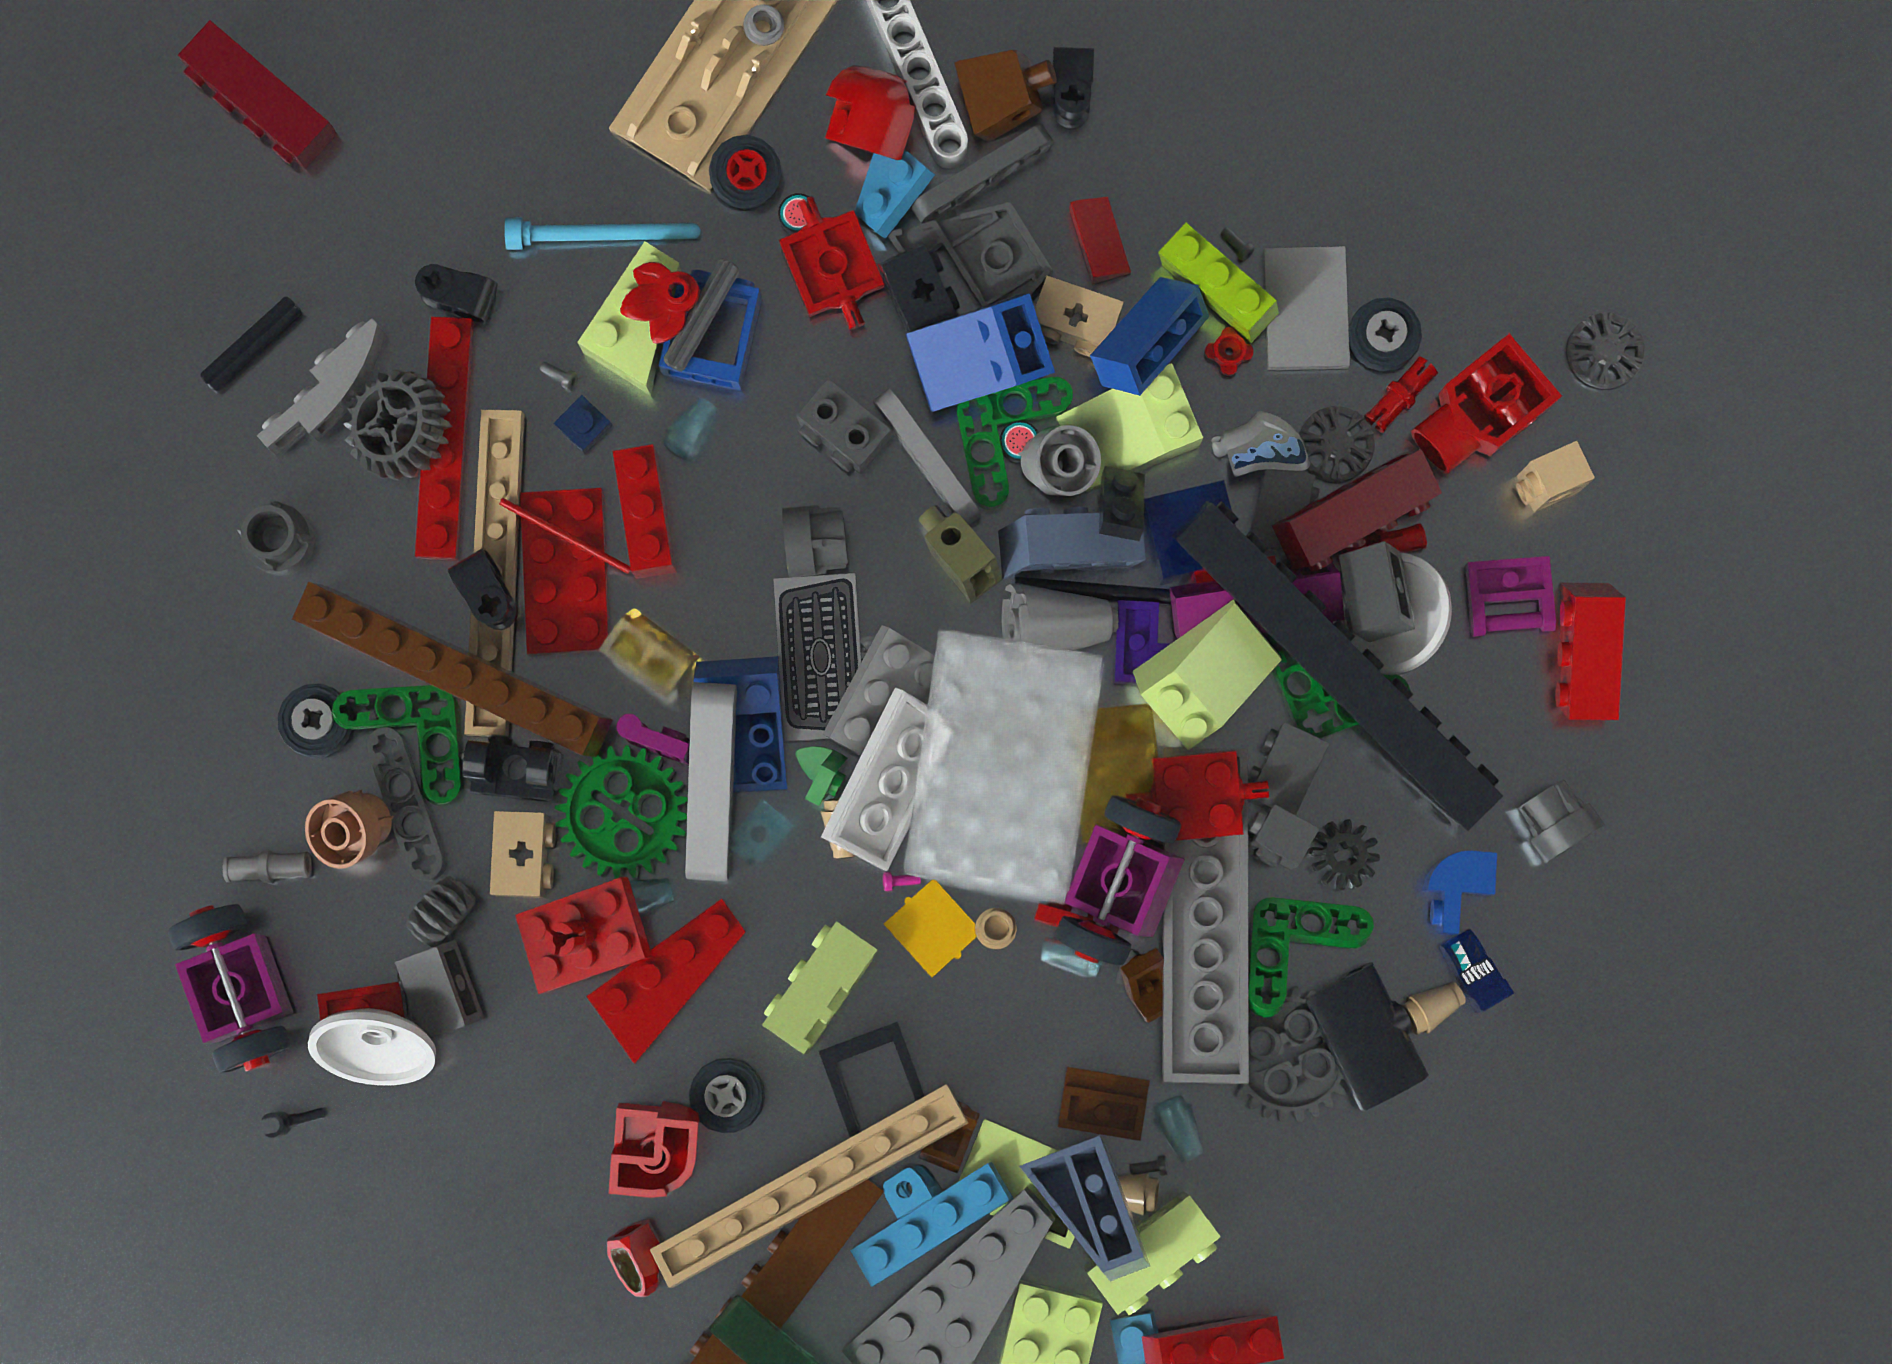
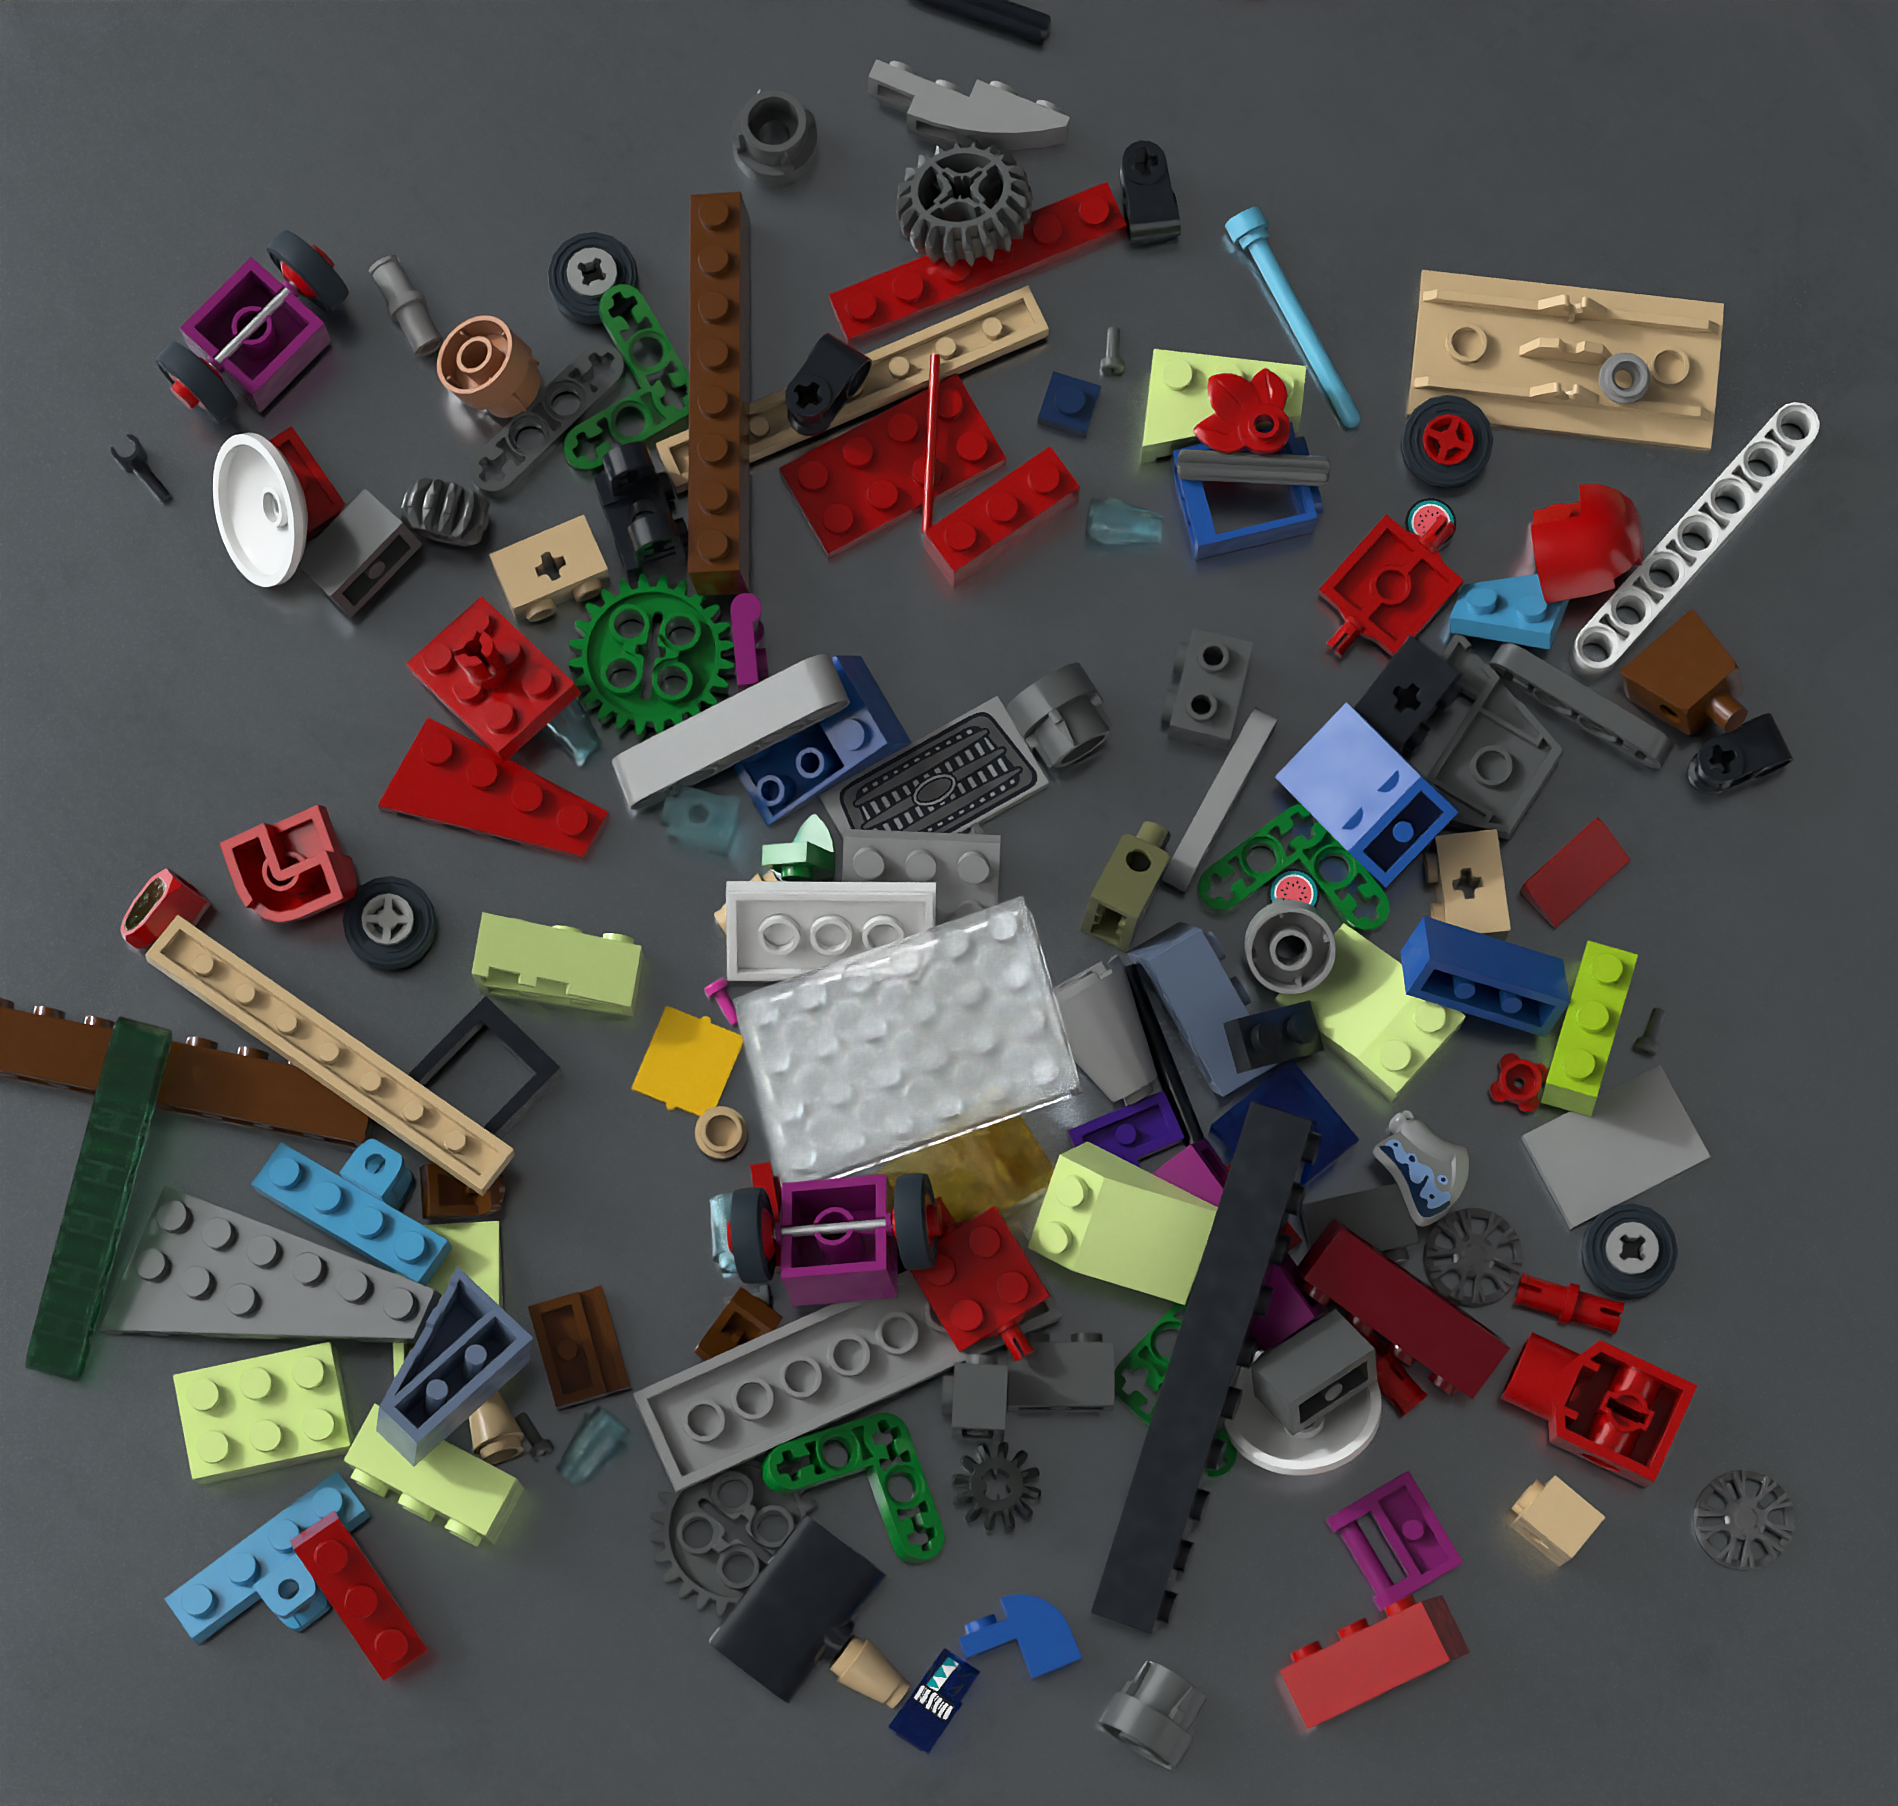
camera: 60 degrees right, 5 degrees down
(649, 653) = (843, 597): clear yellow brick -> none

